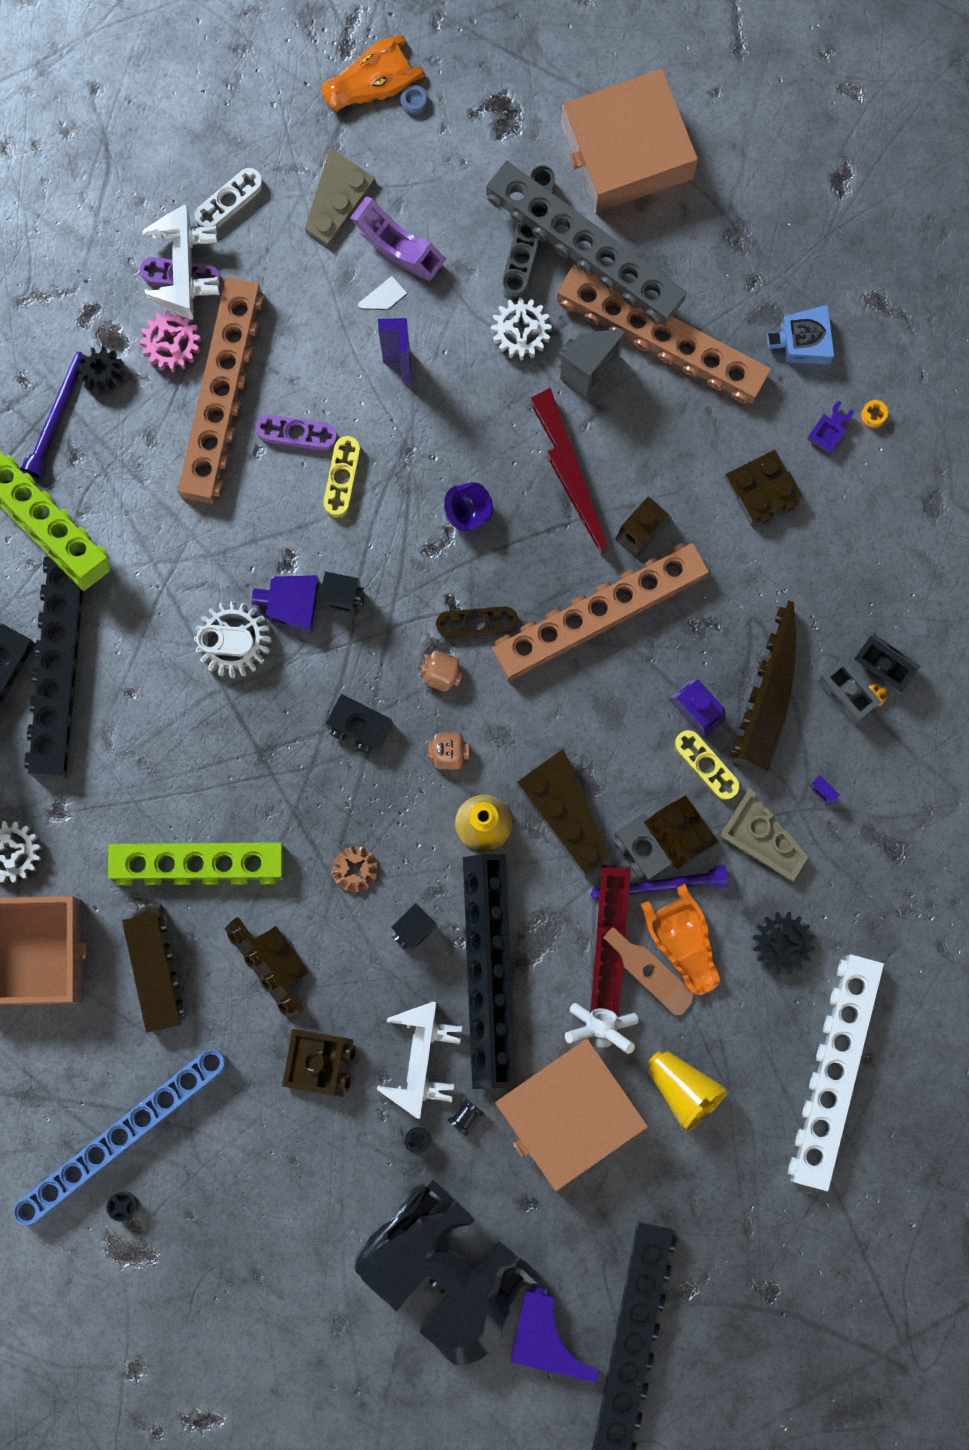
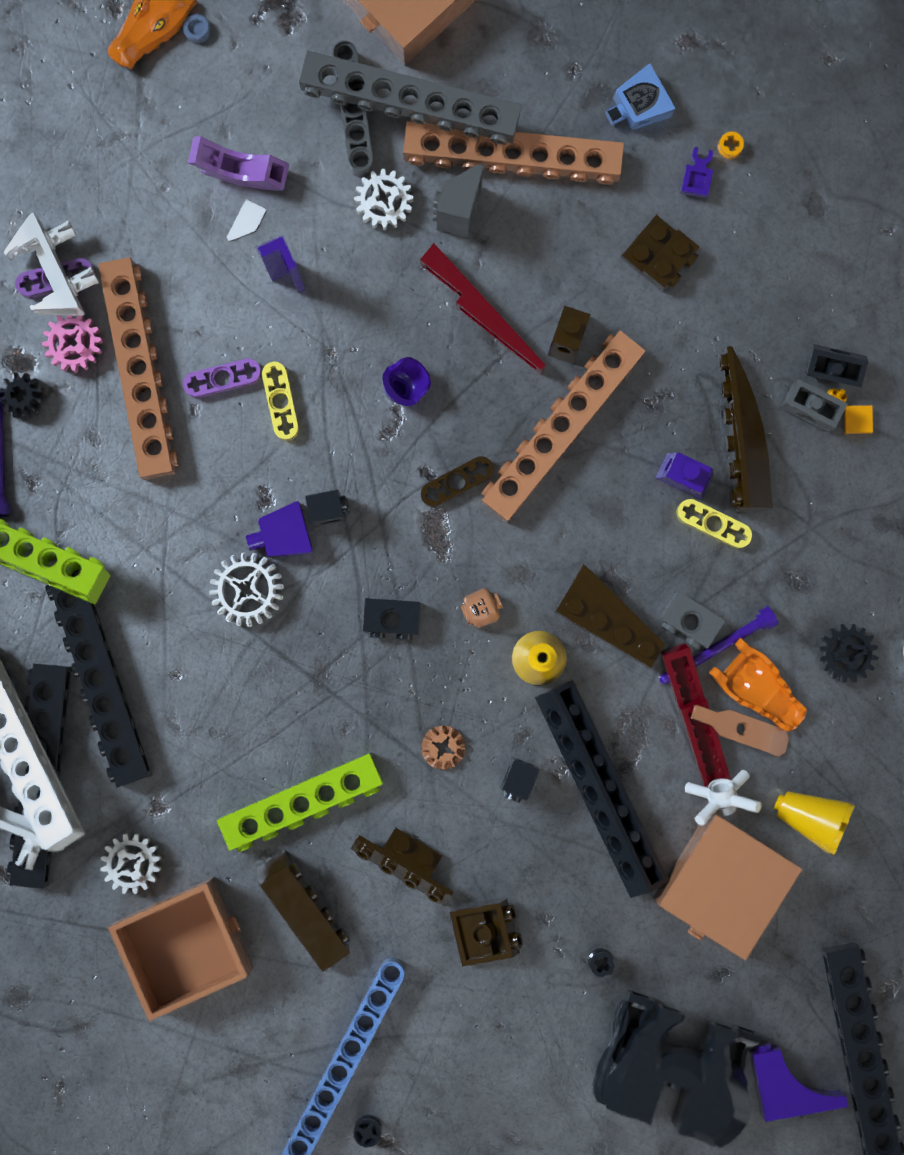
camera: 25 degrees left, 5 degrees up
(231, 642) = (247, 593): white piece -> none
(248, 192) = (83, 176): white beam -> none
(337, 197) = (166, 146): dark tan wing -> none
(419, 1086) = (581, 914): white hose -> none
(441, 671) = (444, 539): nougat head -> none
(465, 1116) = (634, 924): black bush -> none
(681, 832) = (718, 594): dark brown plate -> none
(763, 838) = (789, 567): dark tan wing -> none
(824, 790) = (827, 502): dark purple tile -> none
(888, 724) = (858, 420): none -> light orange tile

